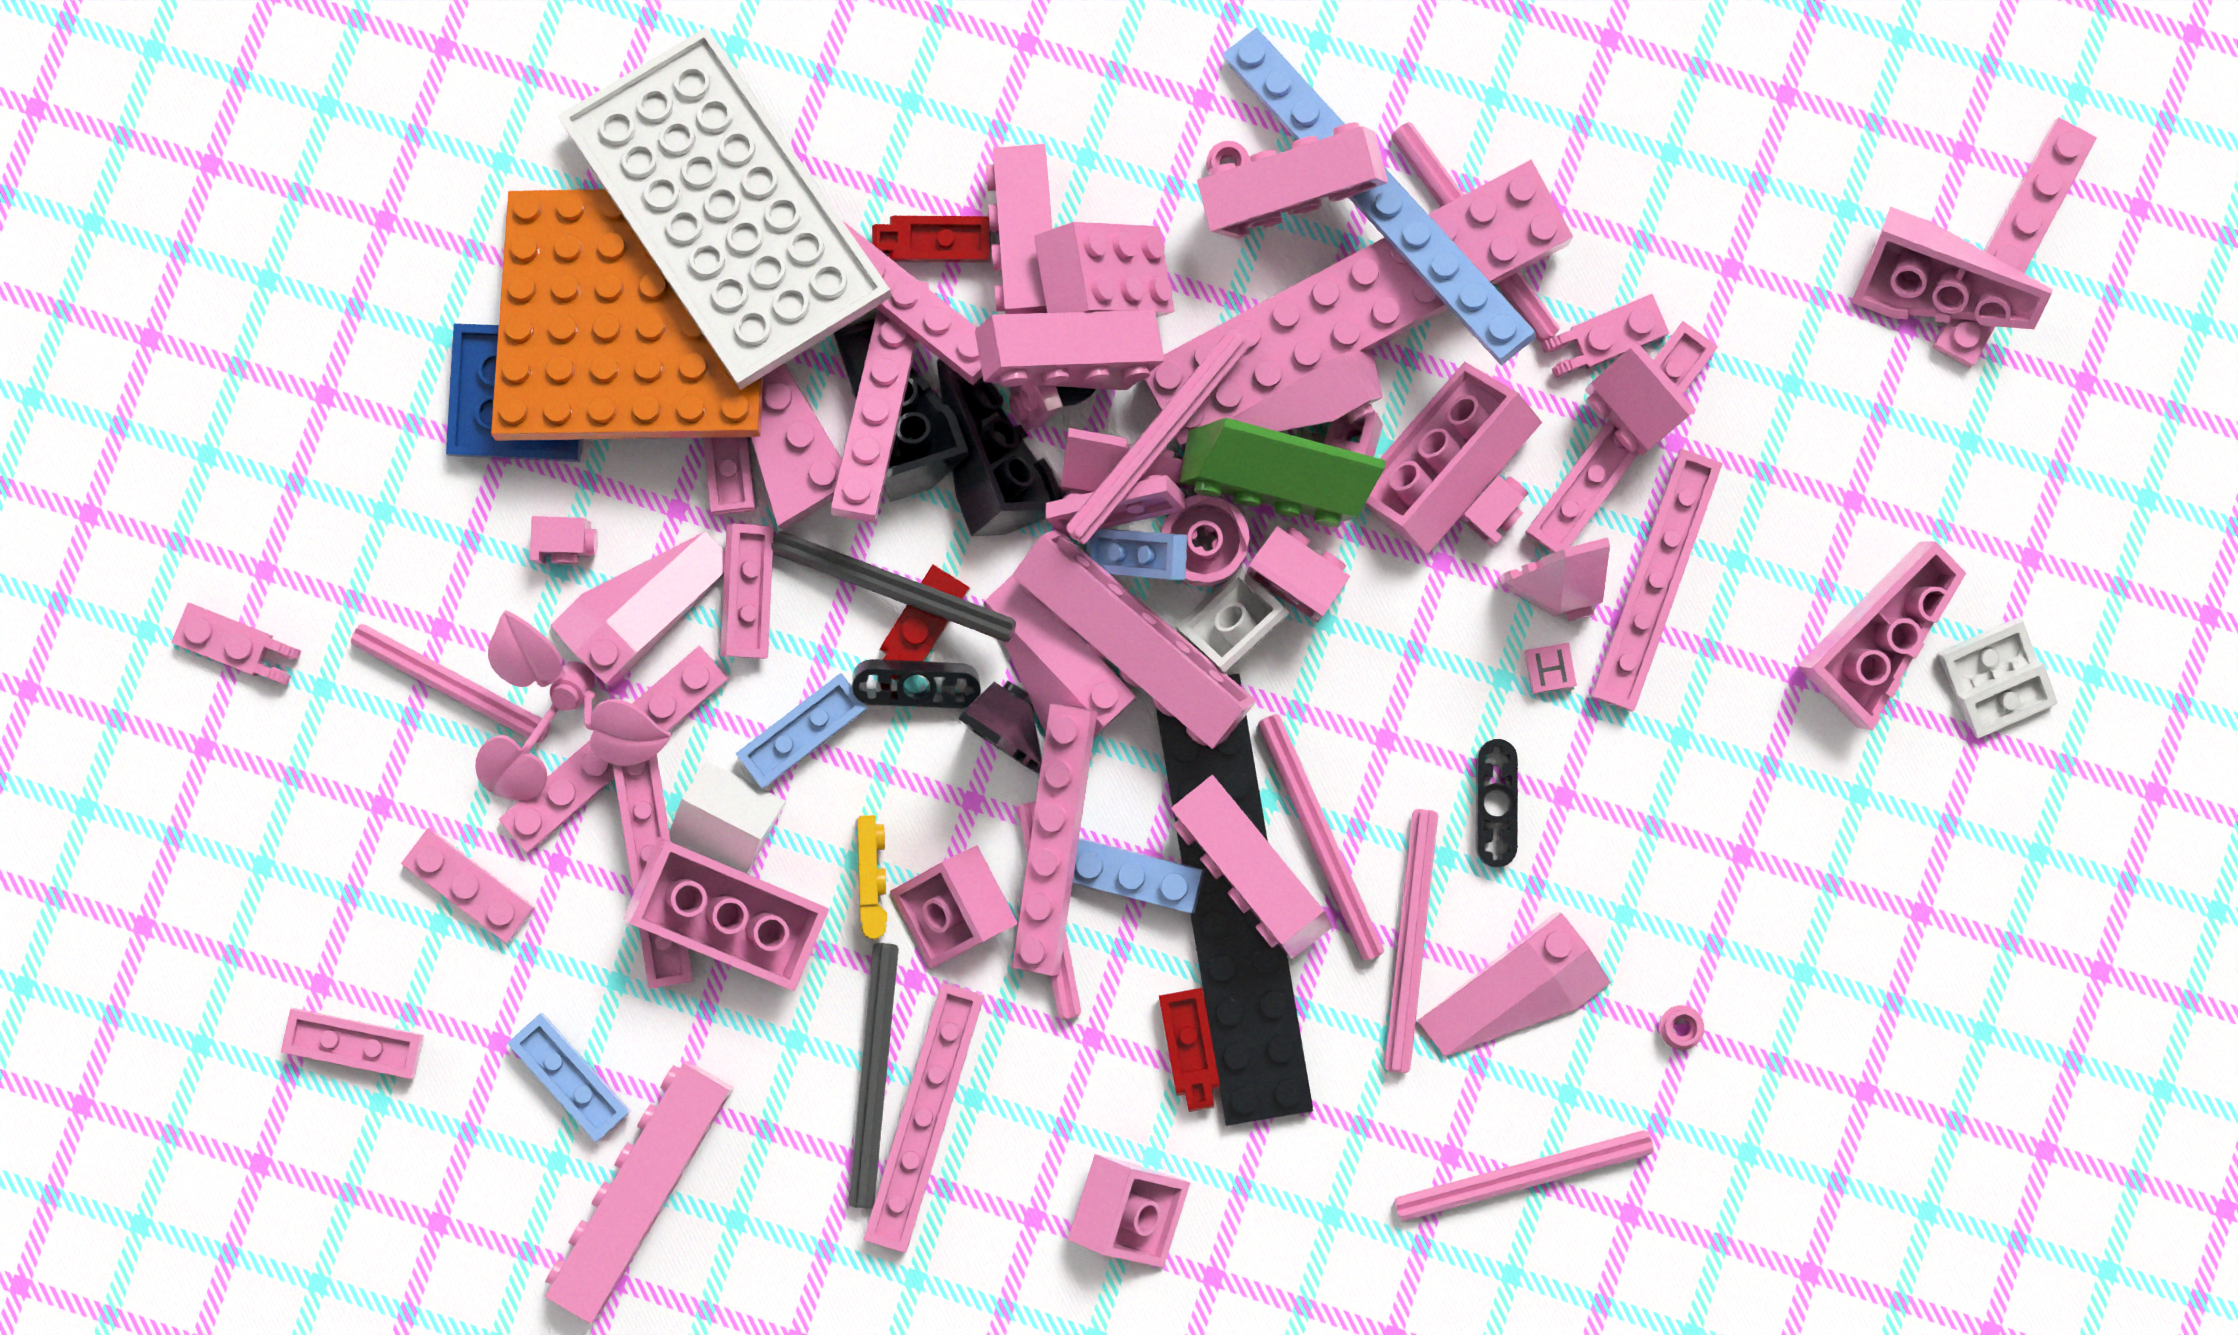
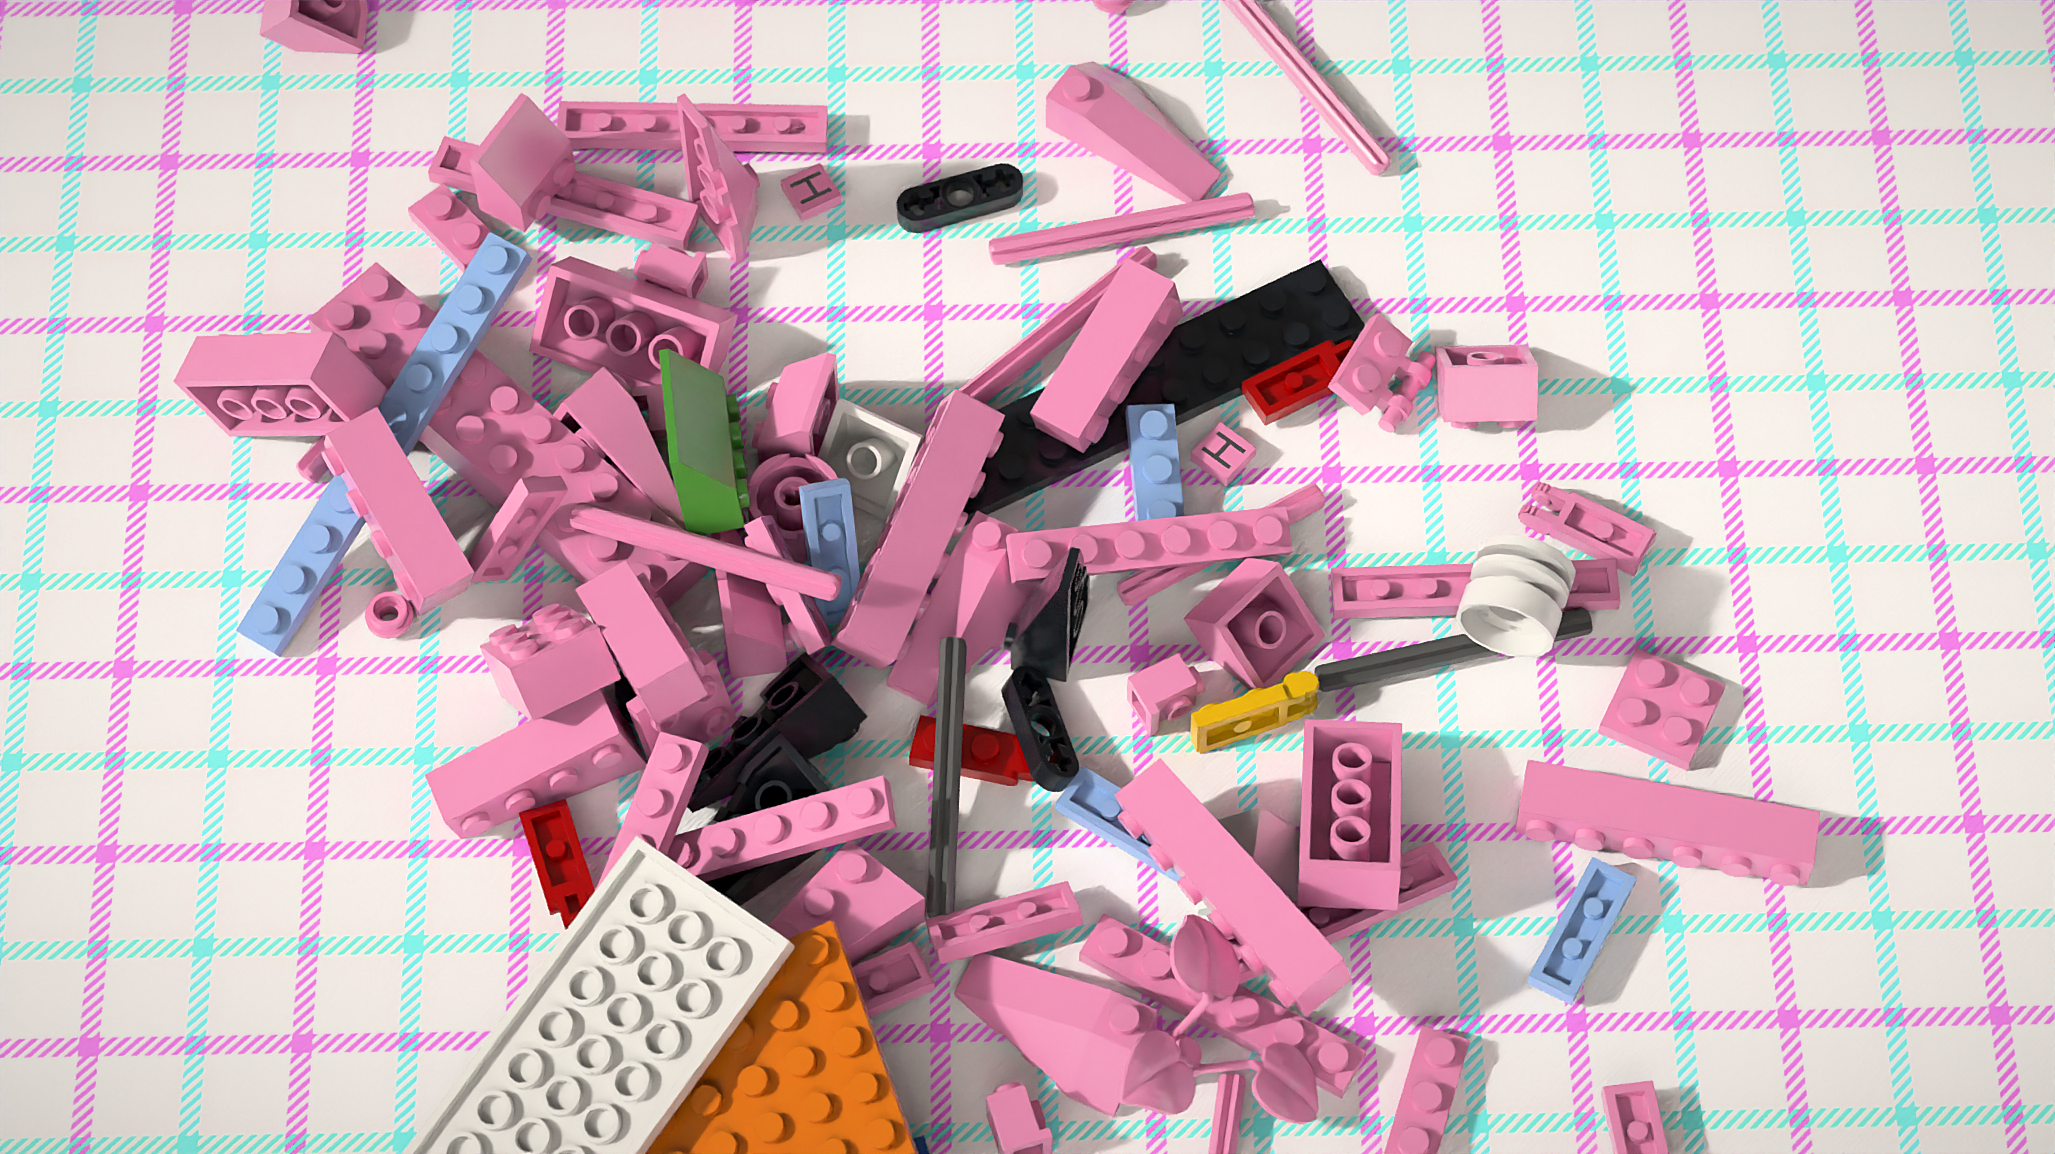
camera: 110 degrees left, 25 degrees down
(684, 782) = (1233, 888): none -> bright pink brick
(754, 1235) = (1661, 709): none -> bright pink plate
(875, 1138) = (1516, 595): none -> white wheel
(914, 805) = (1163, 692): none -> bright pink brick
(947, 1247) = (1588, 527): none -> bright pink hinge
(1141, 946) = (1223, 454): none -> bright pink tile
(1178, 1113) = (1370, 366): none -> bright pink plate
(1252, 282) = (516, 527): none -> bright pink plate
(1464, 115) = (278, 383): none -> bright pink brick

